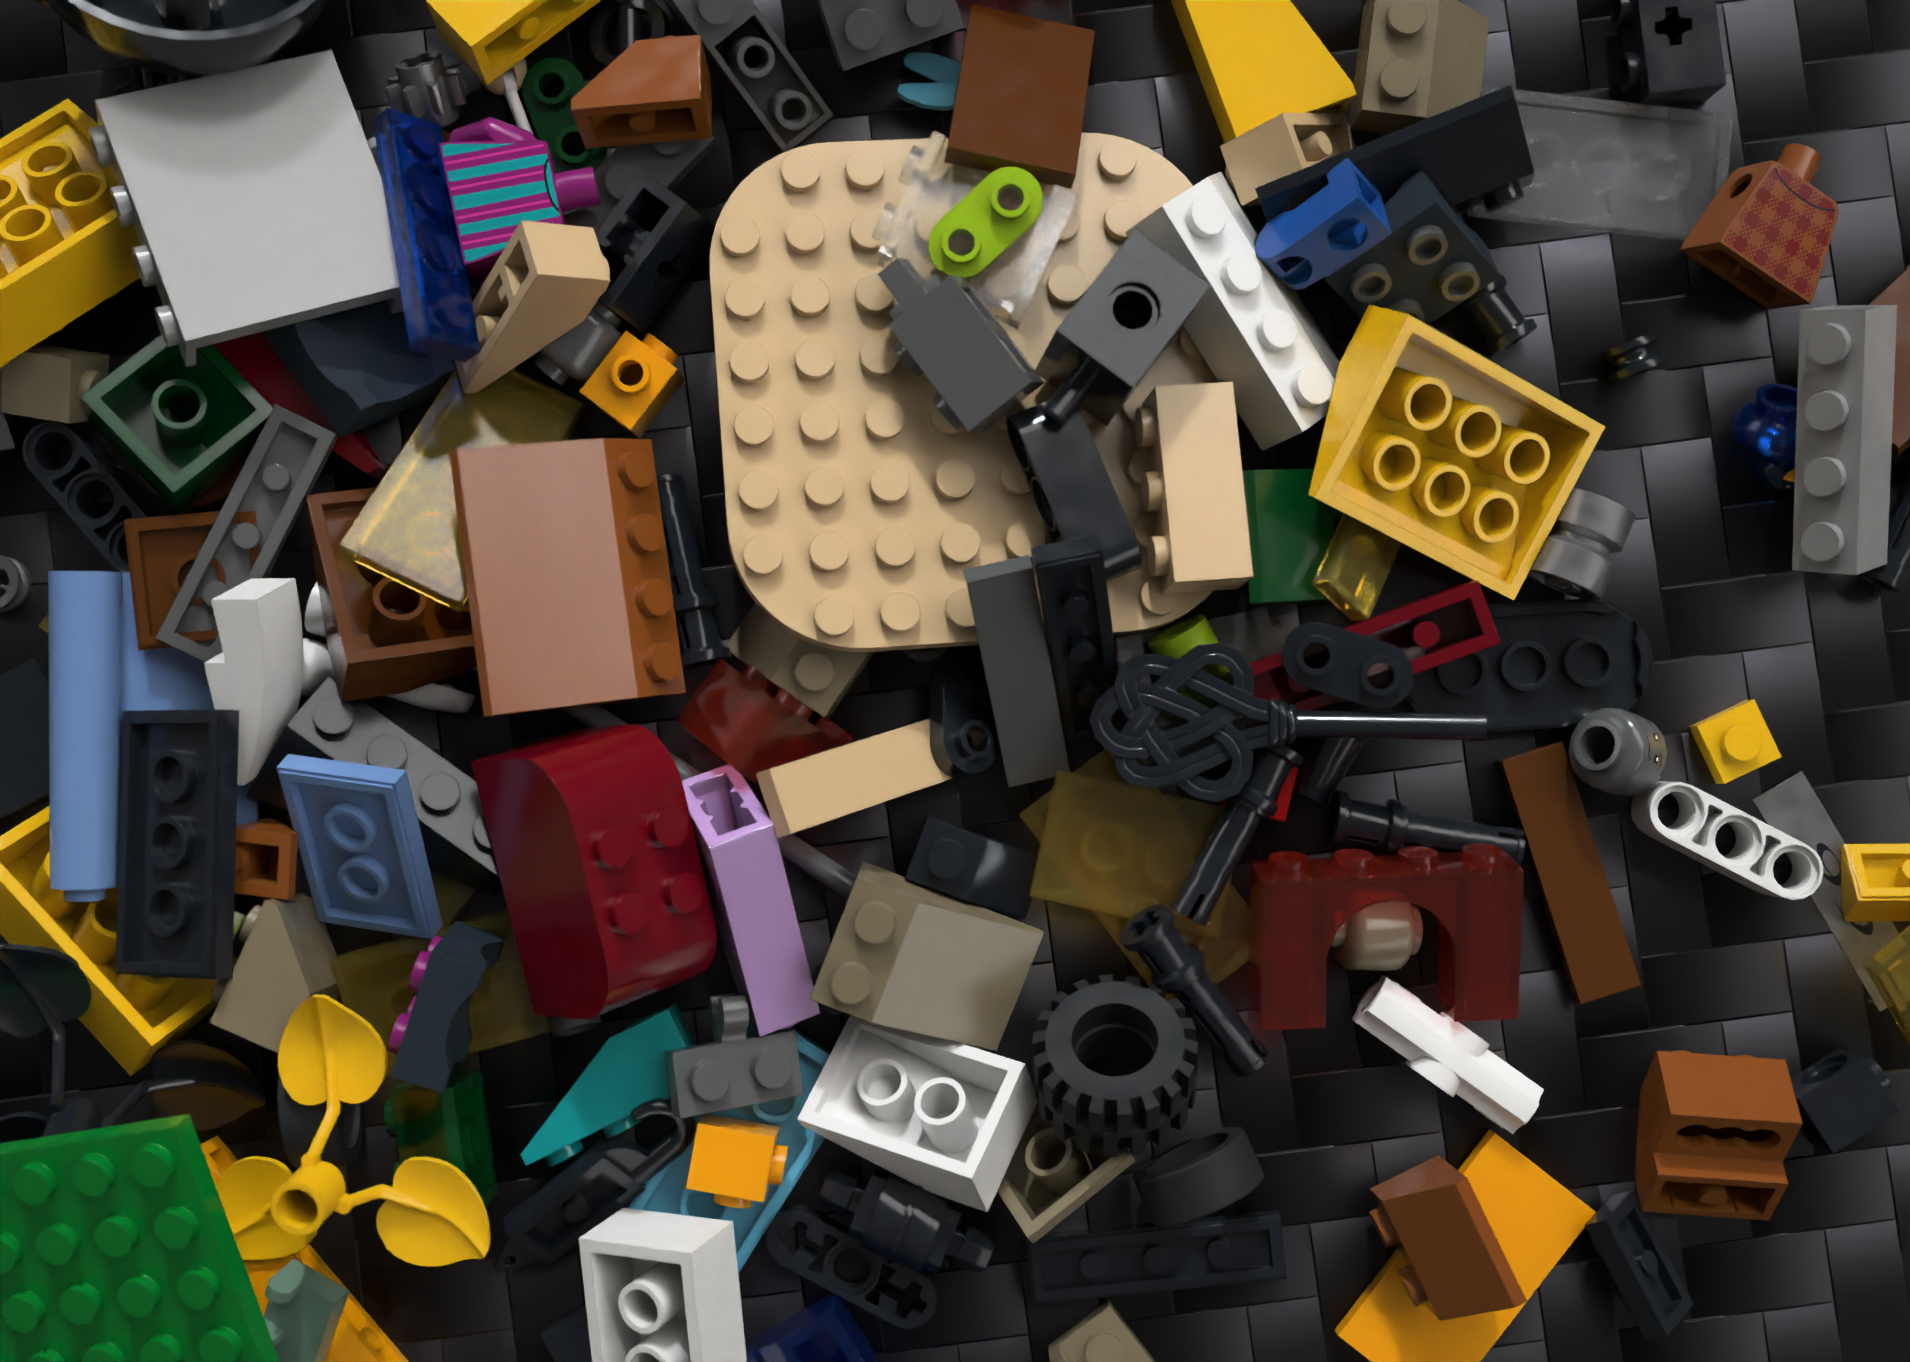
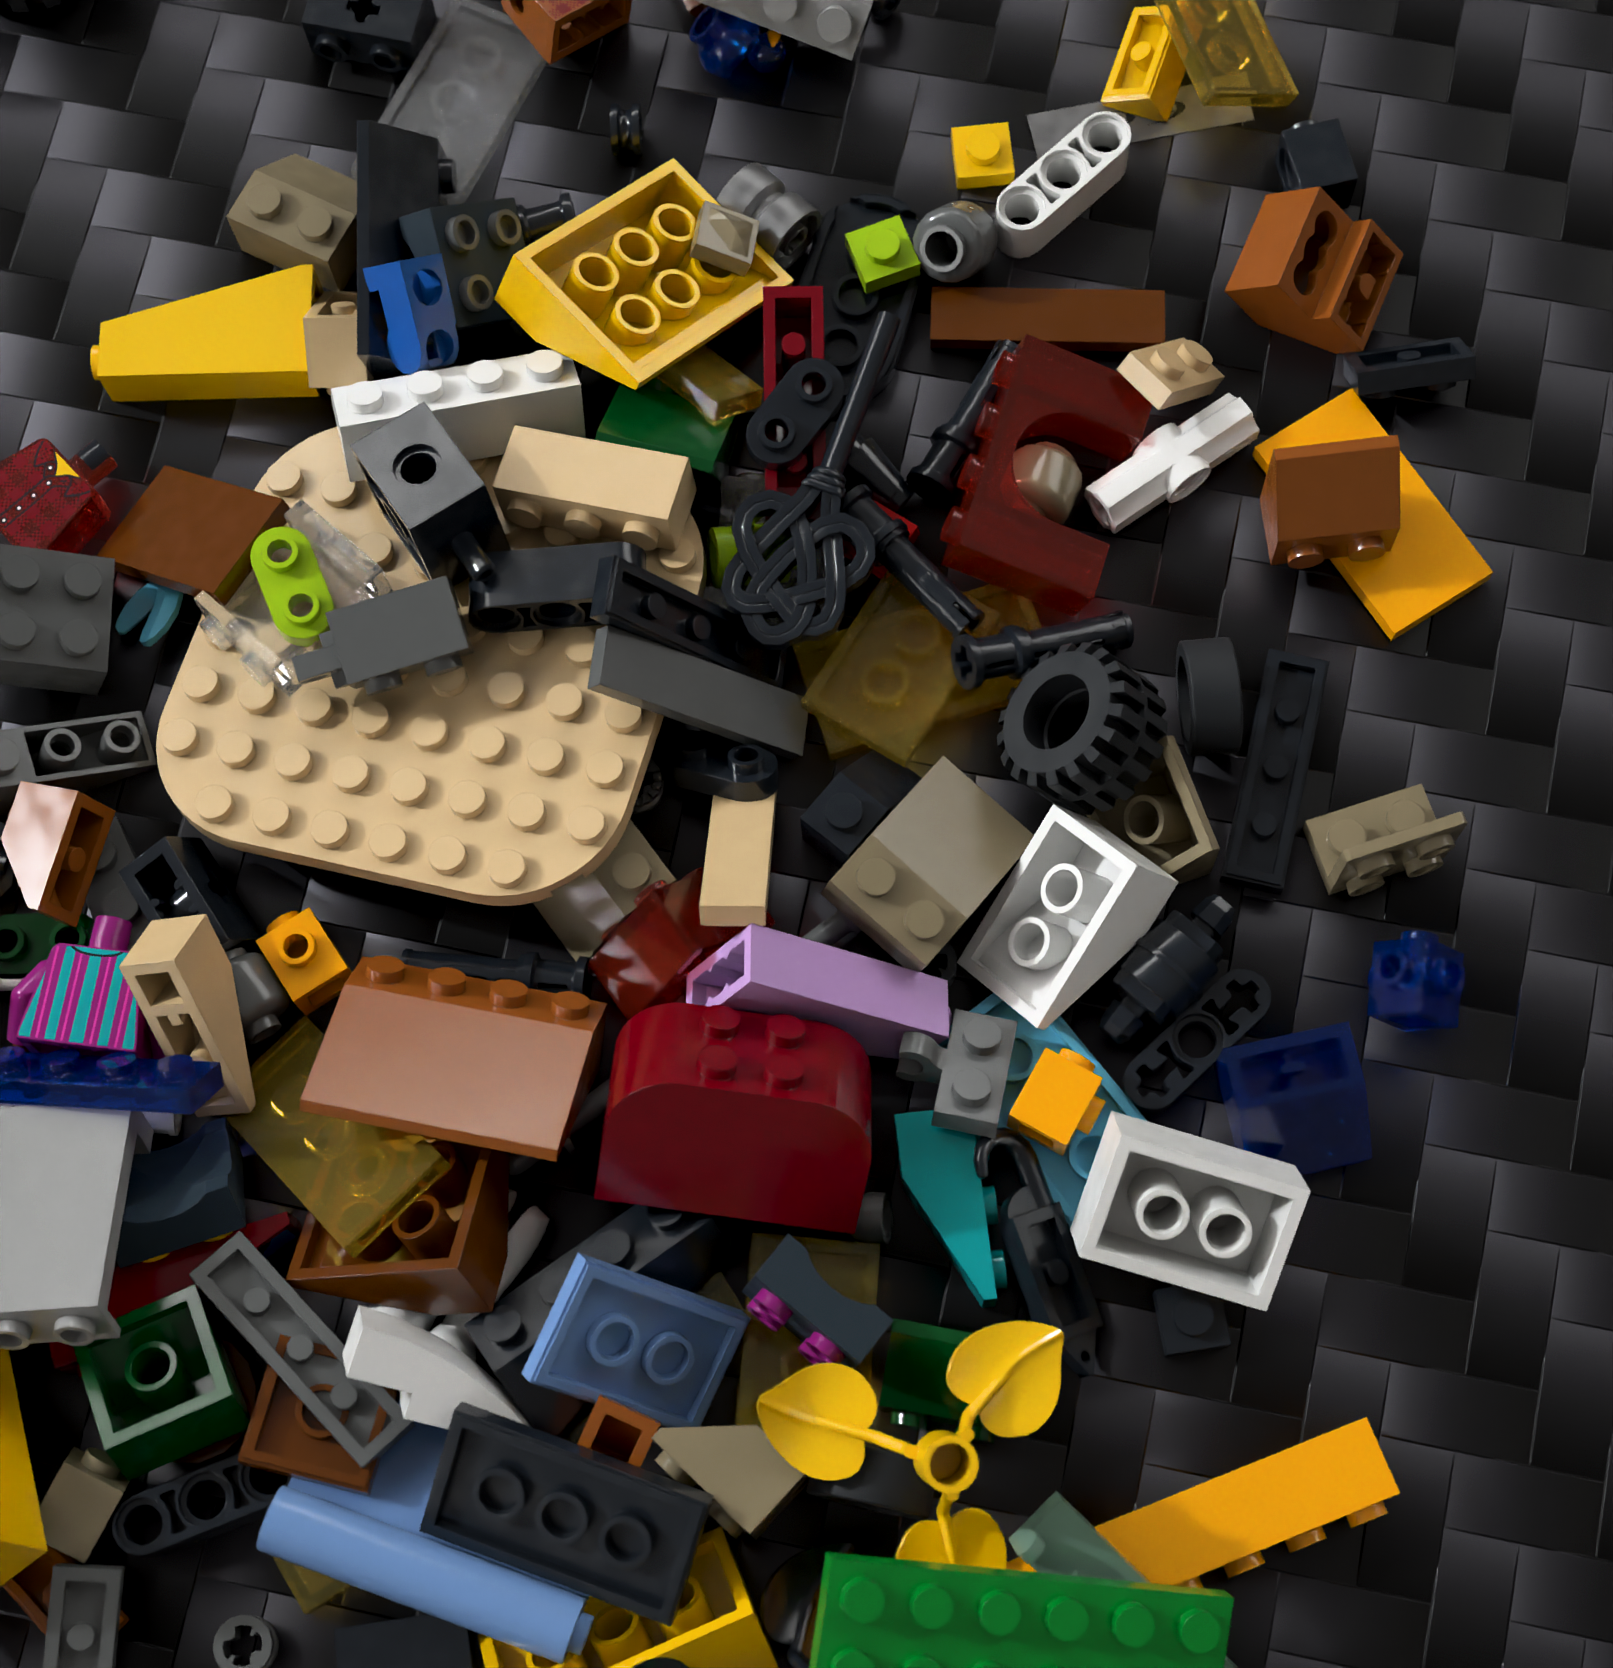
camera: 65 degrees left, 15 degrees down
(1526, 516) = (724, 238): none -> dark tan tile
(1542, 1026) = (1171, 372): none -> tan plate
(1578, 680) = (882, 254): none -> lime plate

